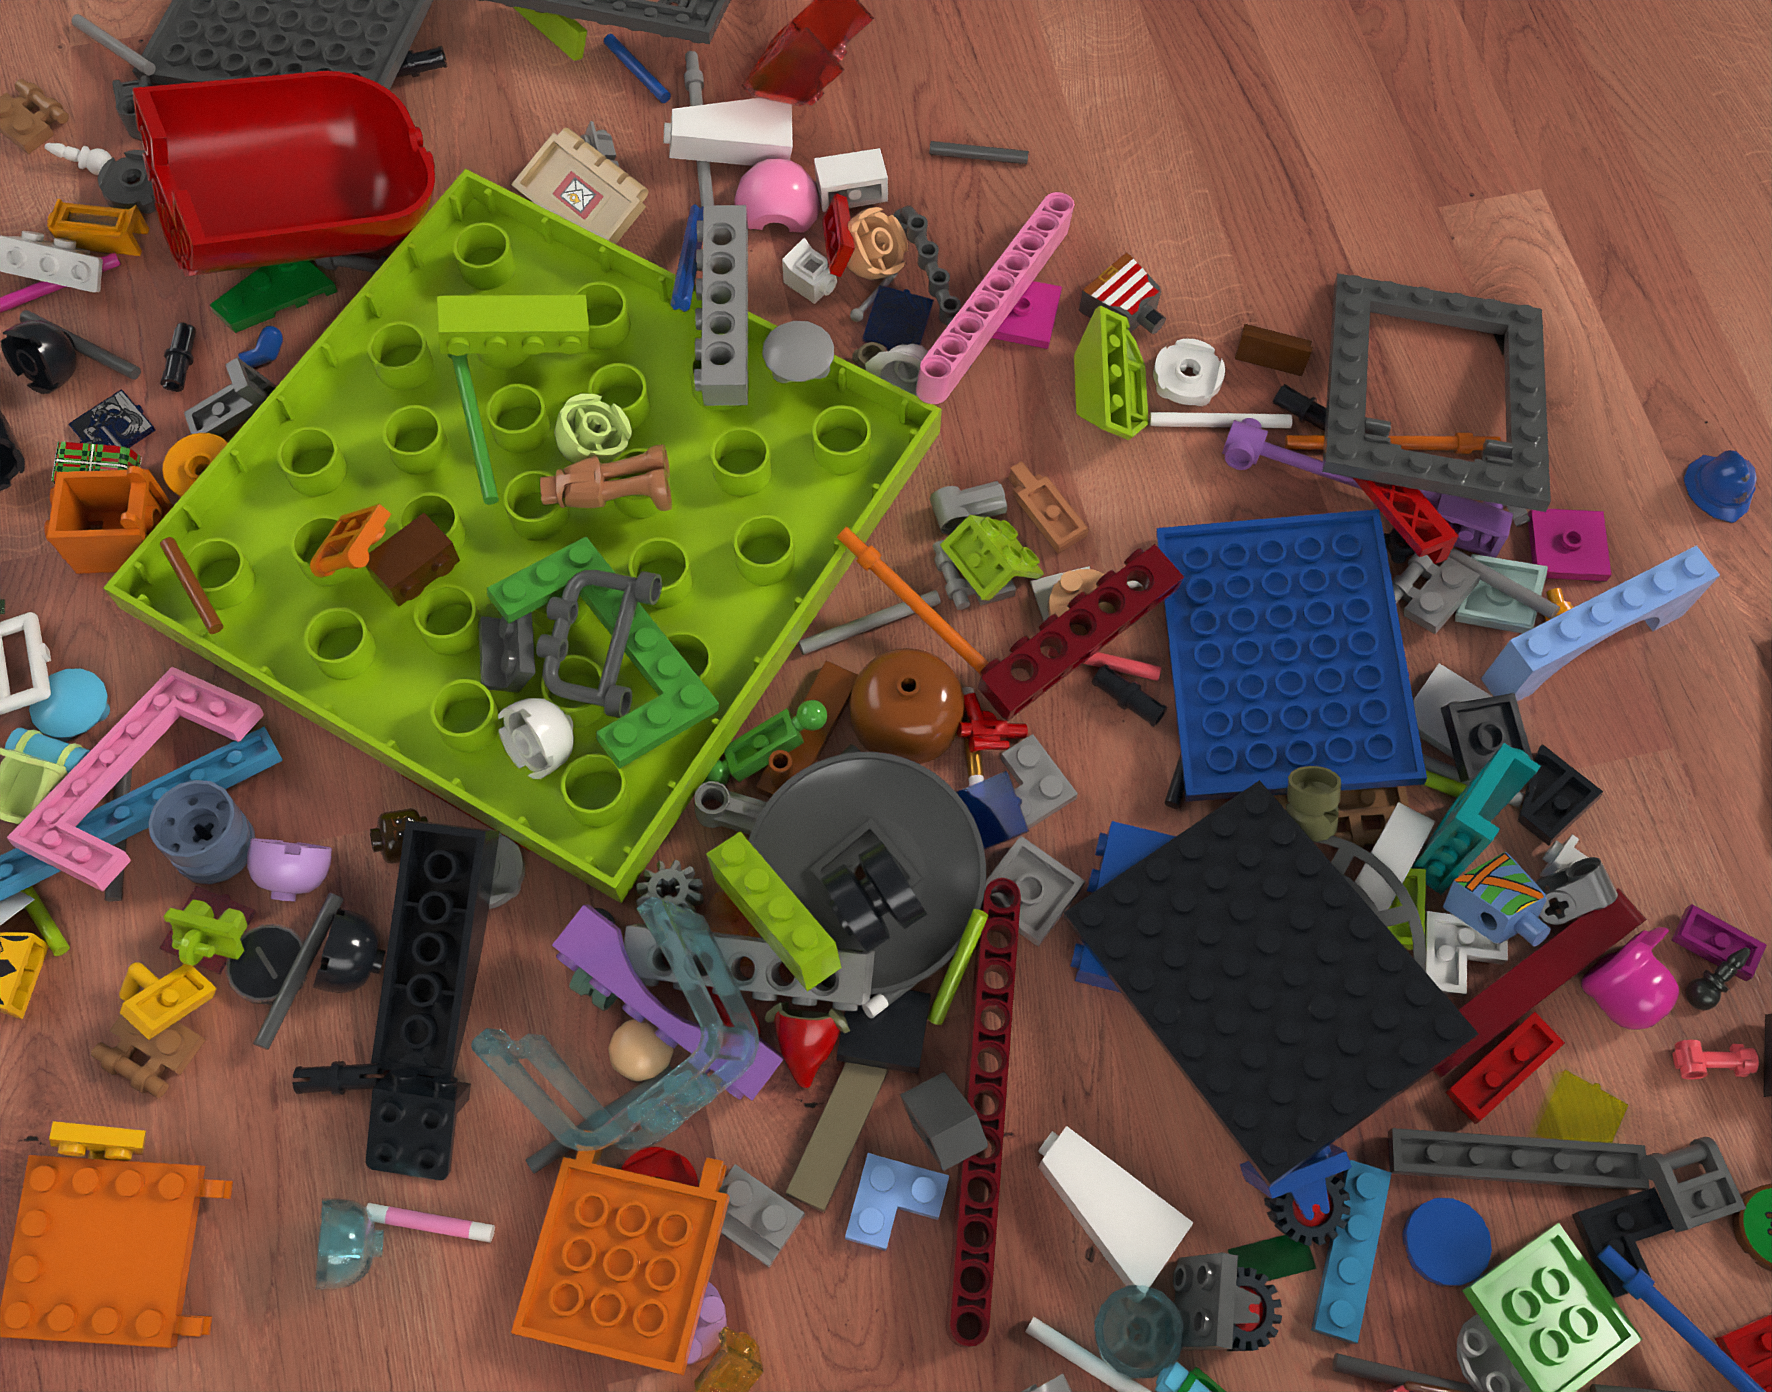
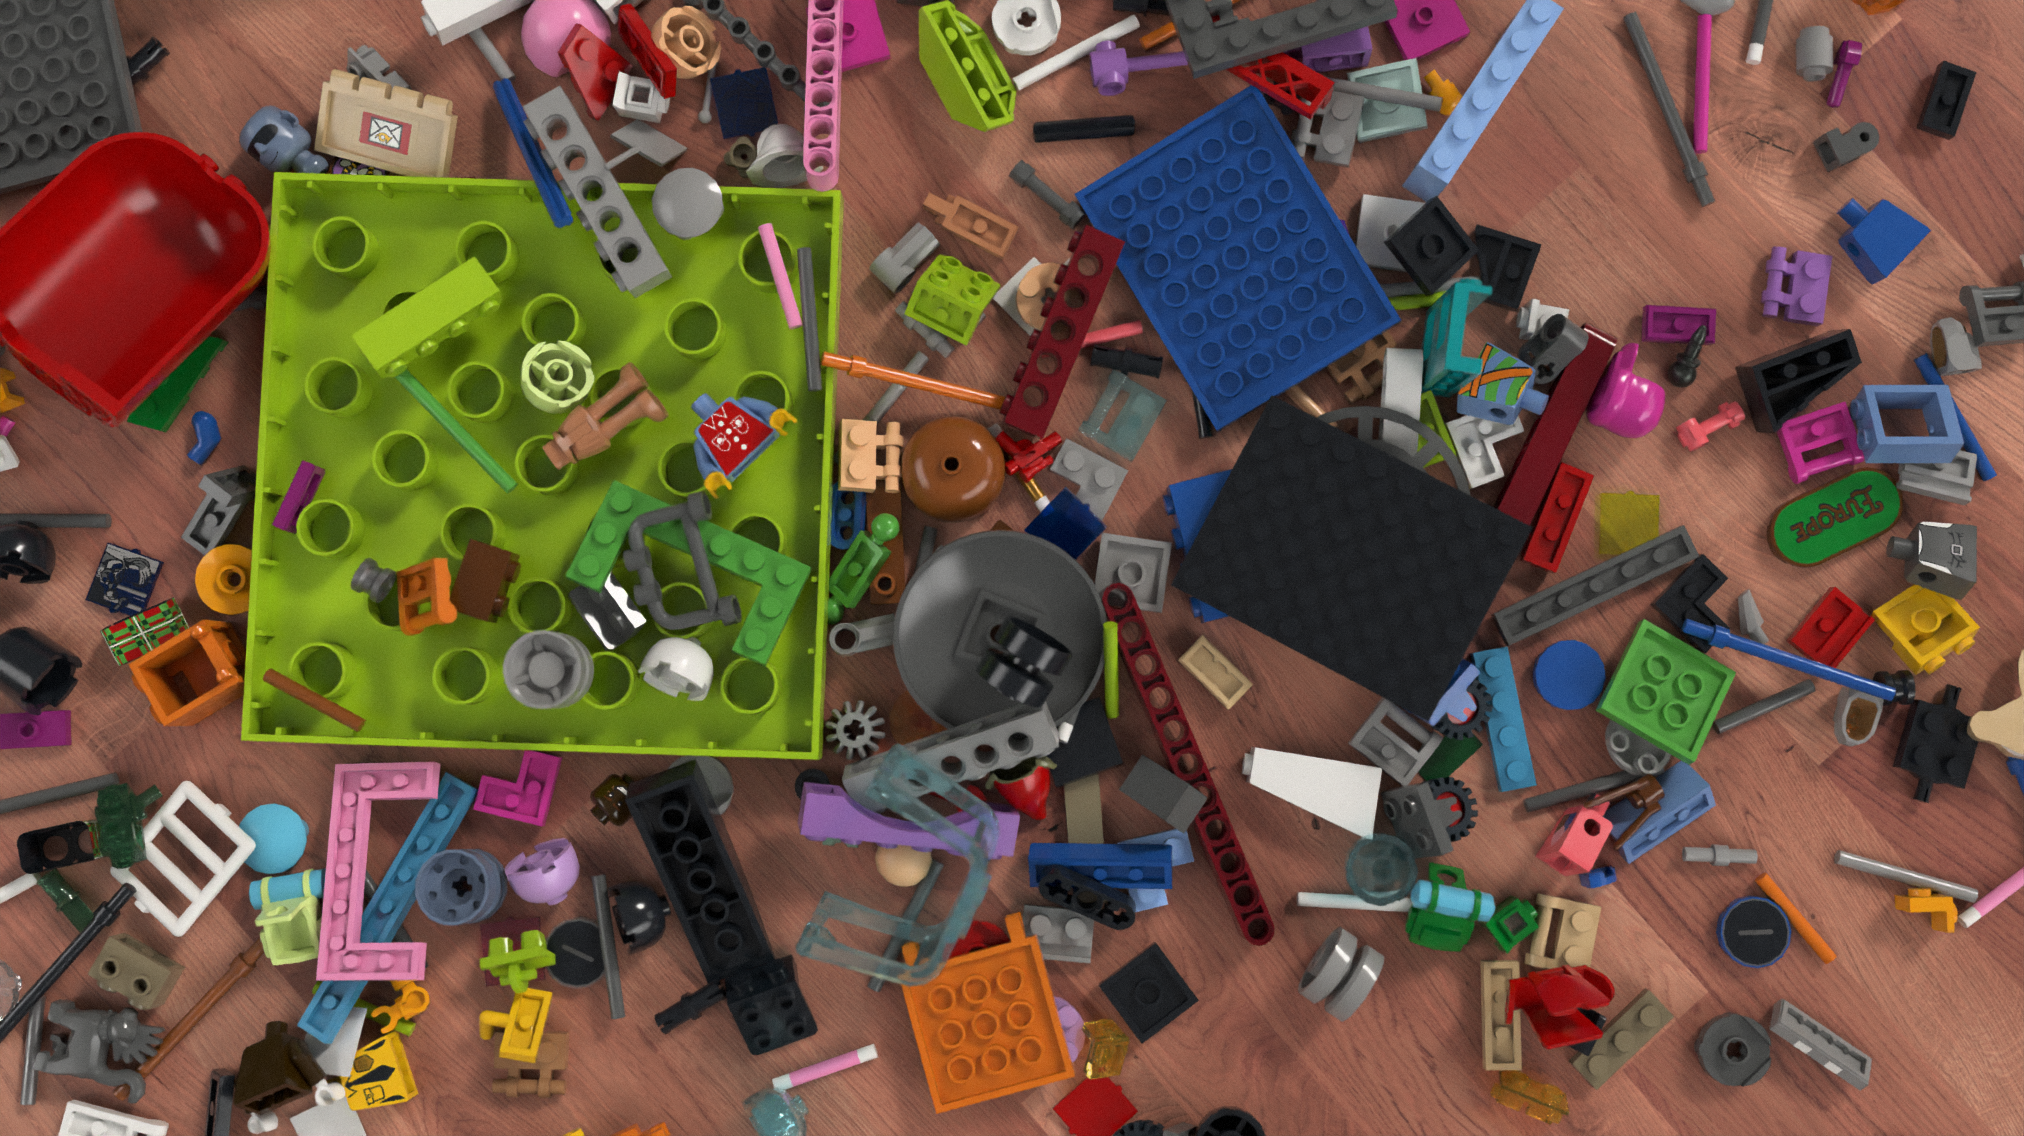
camera: 25 degrees left, 20 degrees up
(79, 921) = (411, 1002): none -> light orange bar
(178, 358) = (136, 485): black axle -> none
(315, 509) = (373, 580): none -> flat silver wheel
(316, 412) = (298, 496): none -> magenta tile
(322, 790) = (527, 798): none -> dark pink plate
(415, 659) = (548, 670): none -> light grey wheel
(487, 154) = (280, 142): none -> sand blue piece
(719, 553) = (733, 436): none -> torso
(774, 911) = (953, 715): lime brick -> none
(781, 695) = (845, 516): none -> blue plate
(782, 227) = (592, 68): none -> red wing
(787, 296) = (647, 142): none -> light grey piece
(812, 1334) = (1148, 992): none -> black plate
(823, 645) = (858, 456): none -> light nougat plate
(823, 1190) = (1091, 910): none -> black beam
(837, 1165) = (1110, 864): none -> blue slope
(844, 449) = (780, 276): none -> bright pink bar
(848, 496) = (809, 319): none -> dark grey bar
(1063, 1033) = (1215, 672): none -> tan plate
(1105, 754) = (1132, 422): none -> clear light blue plate
(1118, 494) = (1069, 212): none -> dark grey bar
(1194, 482) = (1084, 128): none -> black axle
(1206, 1207) = (1389, 750): none -> light grey plate
(1314, 800) = (1321, 389): olive wheel -> none
(1682, 1287) = (1750, 618): none -> light grey bar
(1698, 1198) = (1740, 542): dark grey plate -> none

